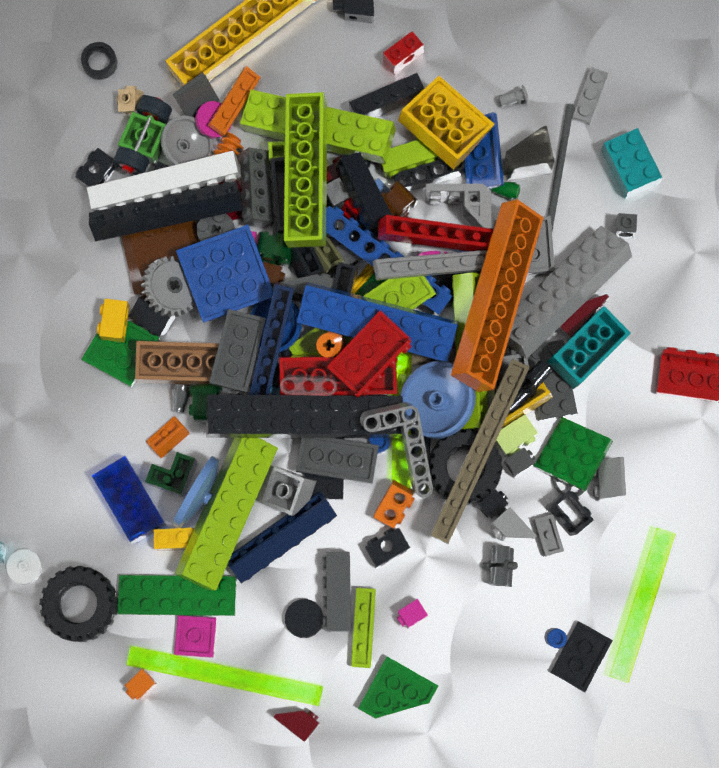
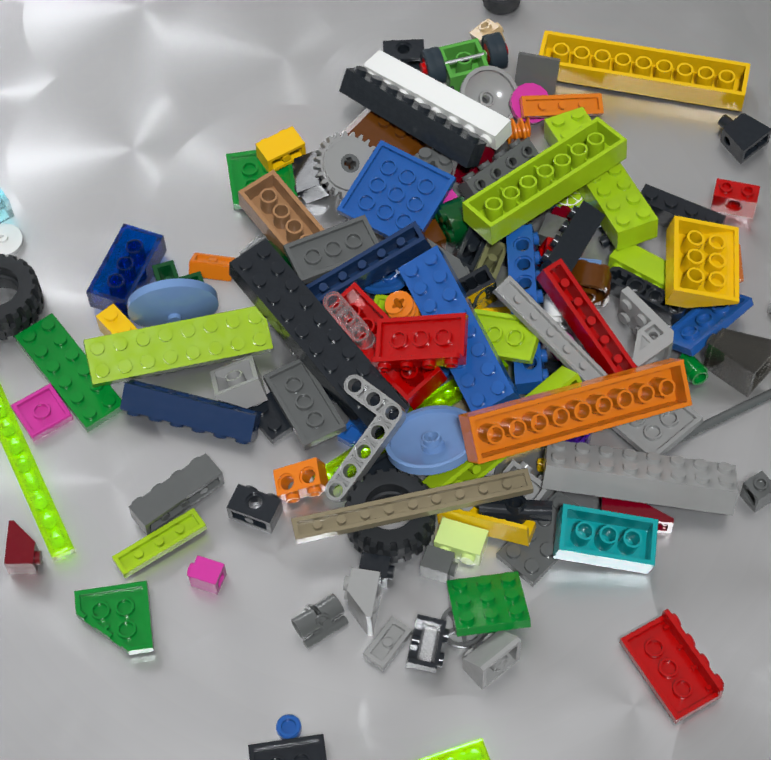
camera: 50 degrees right, 20 degrees down
(304, 618) = (127, 485): black tile -> none

